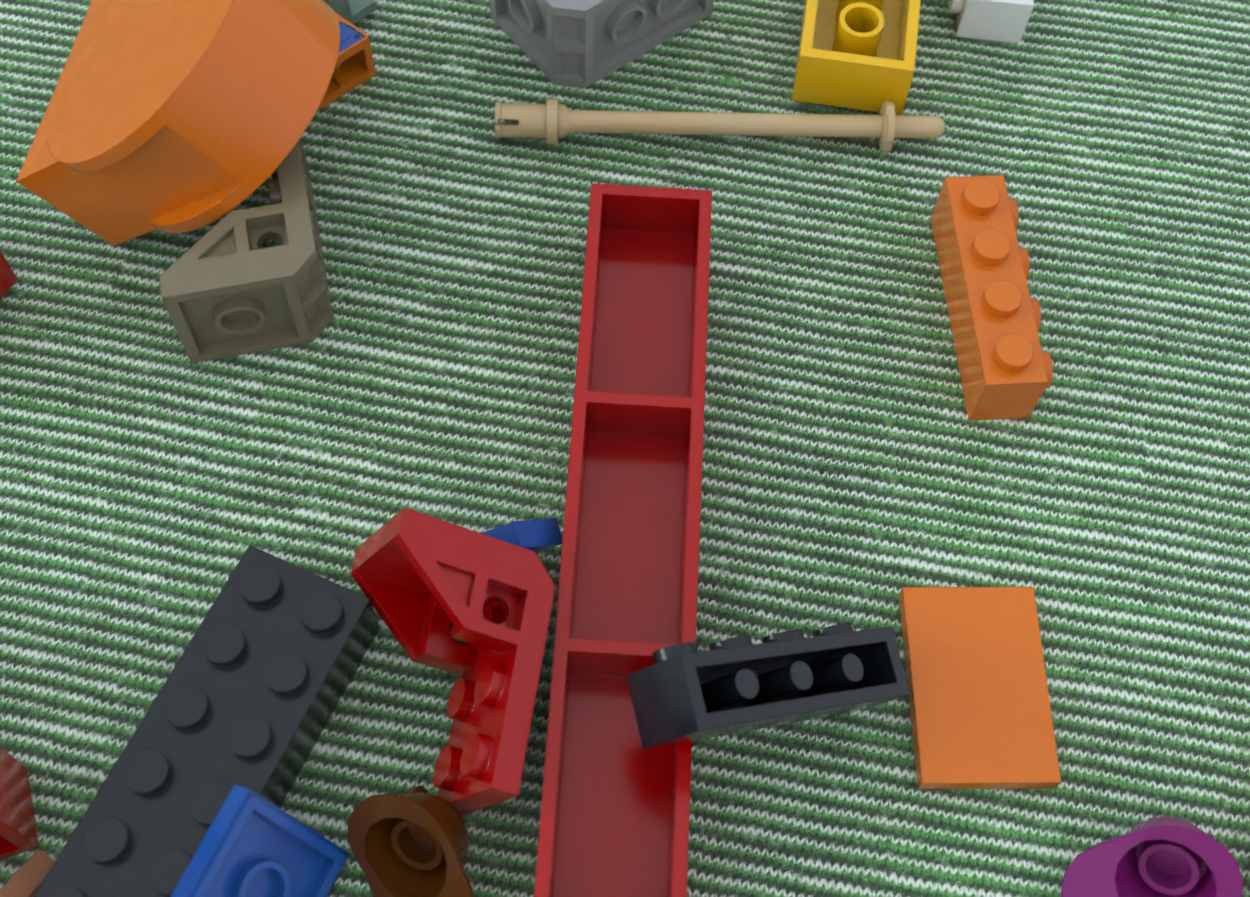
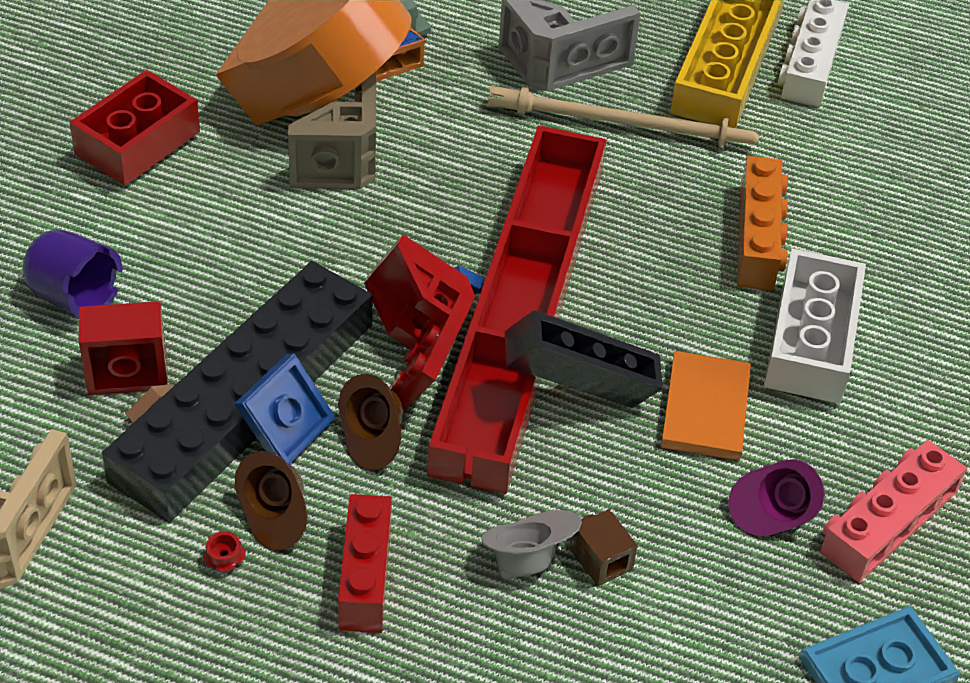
camera: 10 degrees right, 15 degrees down
(1130, 499) = (815, 326): none -> white brick

